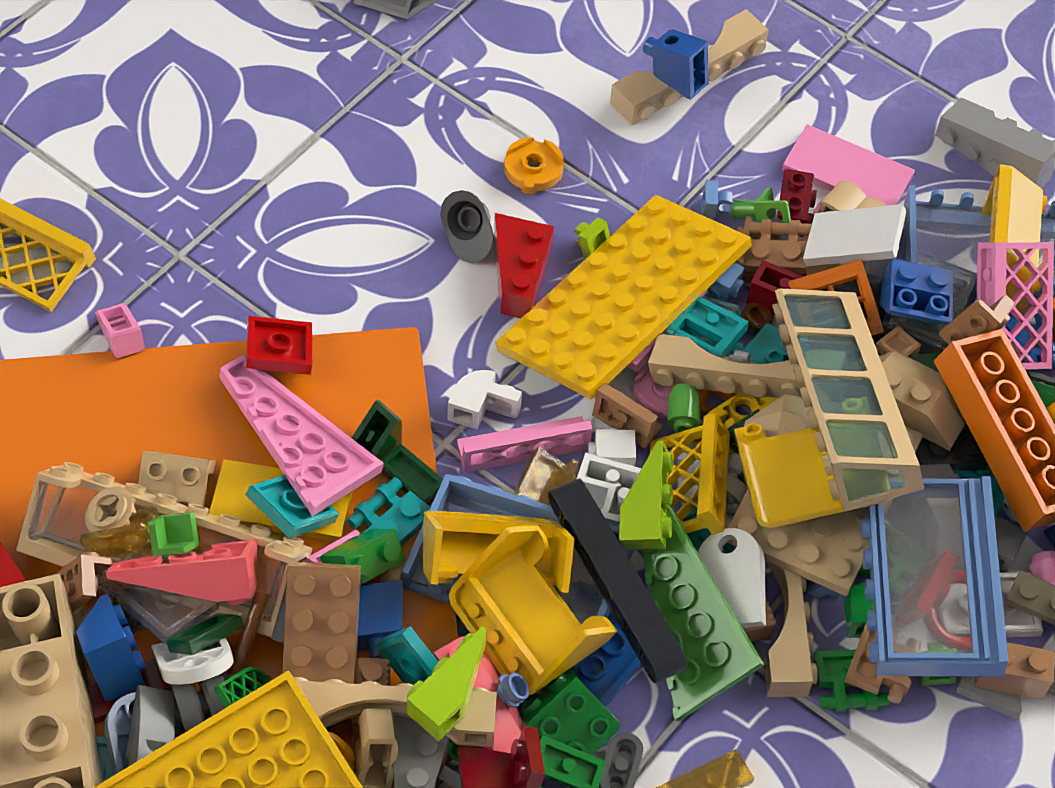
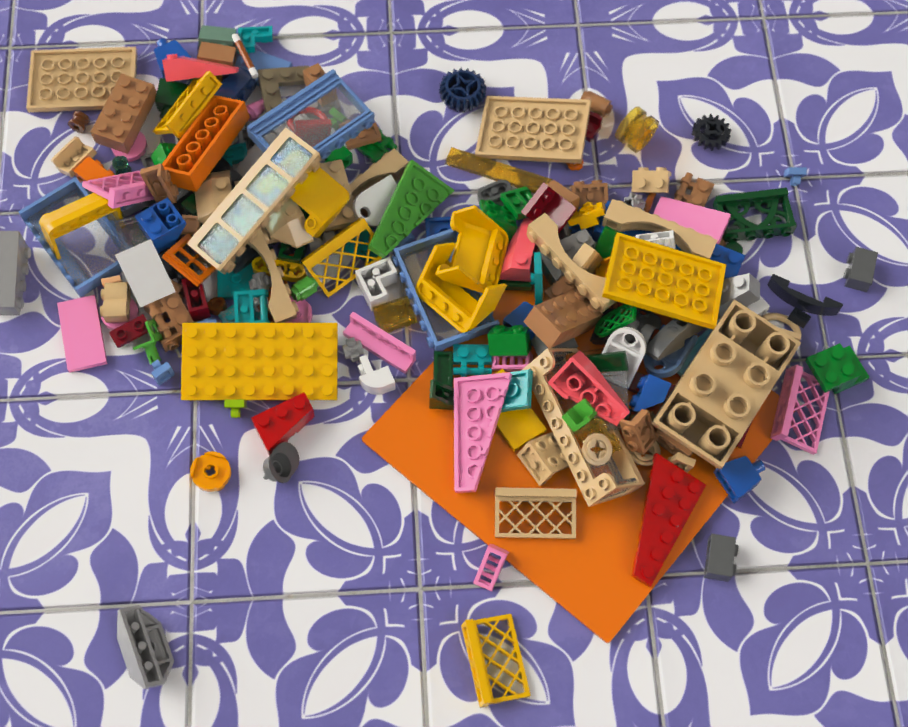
camera: 130 degrees left, 10 degrees up
(141, 430) = (535, 495): none -> tan fence
(279, 345) = (435, 478): red plate -> none
(445, 694) = (548, 234): lime slope -> none
(512, 689) = (511, 236): medium blue plate -> none
(543, 403) = (352, 349): none -> light grey gear
(614, 445) = (350, 302): white brick -> none
(618, 581) = (426, 234): black beam -> none
(625, 414) = (327, 306): medium nougat bracket -> none
(643, 94) = (35, 442): tan arch -> none
(644, 509) = (385, 242): lime slope -> none
(680, 61) = (89, 438): blue torso -> none

